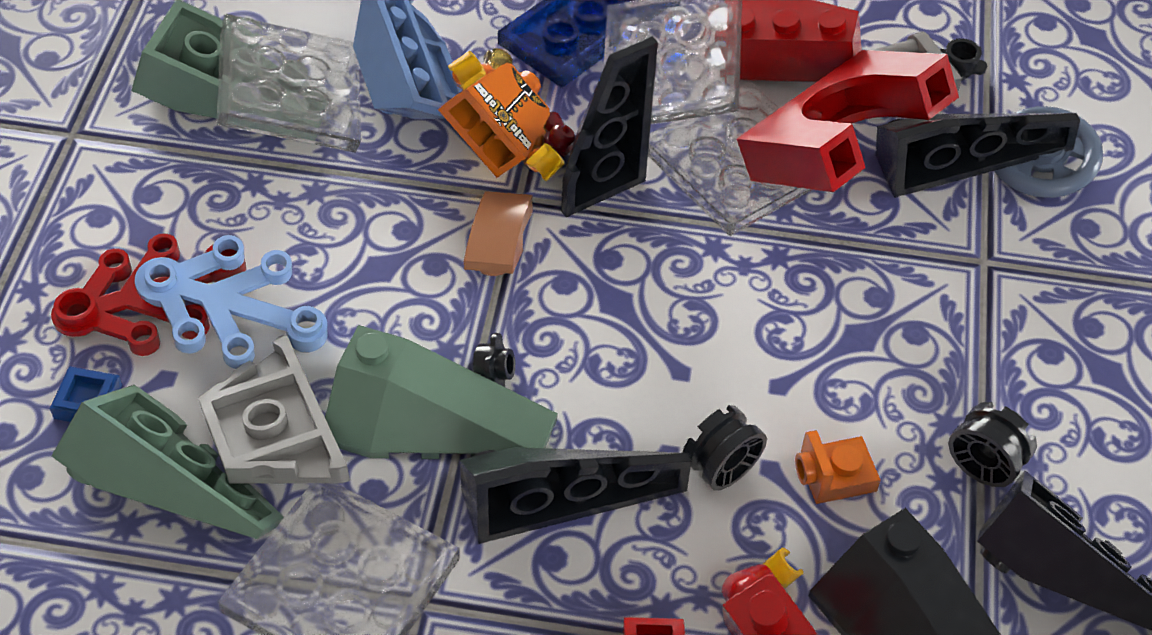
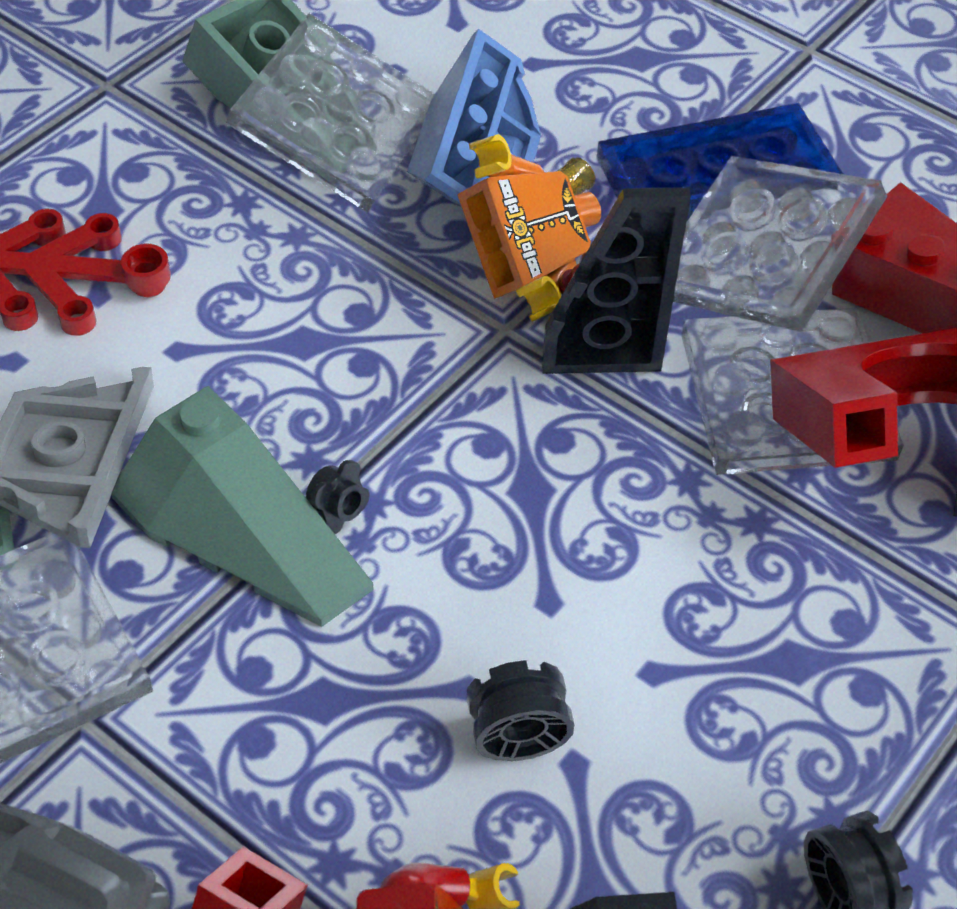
camera: 30 degrees right, 0 degrees up
(227, 298) = (115, 303): light blue plant -> none
(498, 233) = (440, 356): nougat slope -> none
(544, 487) = (281, 654): black wedge -> none
(836, 468) = (647, 803): orange bracket -> none

